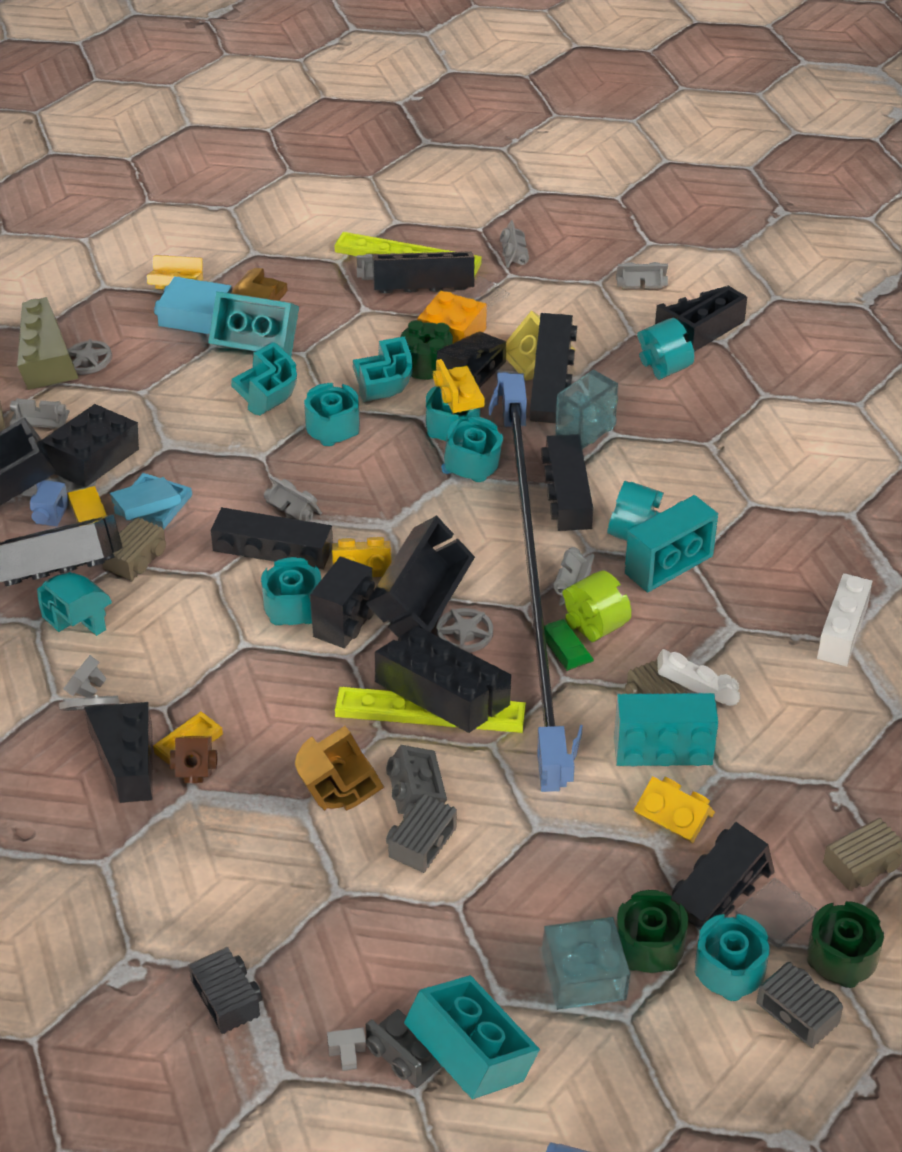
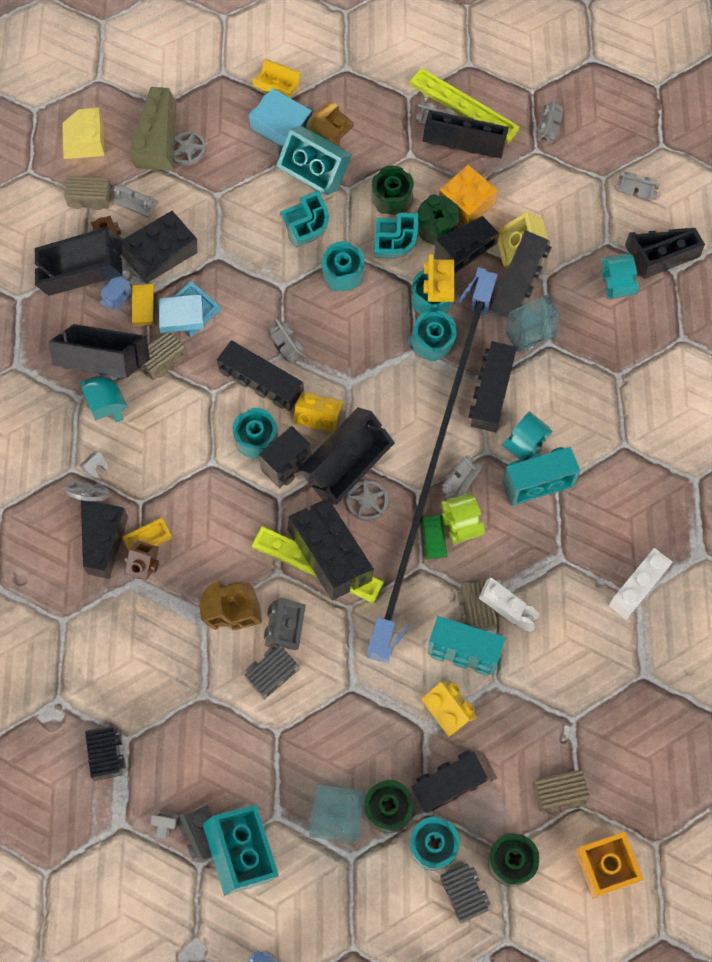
camera: 20 degrees right, 25 degrees up
(358, 333) = (392, 190): none -> dark green brick

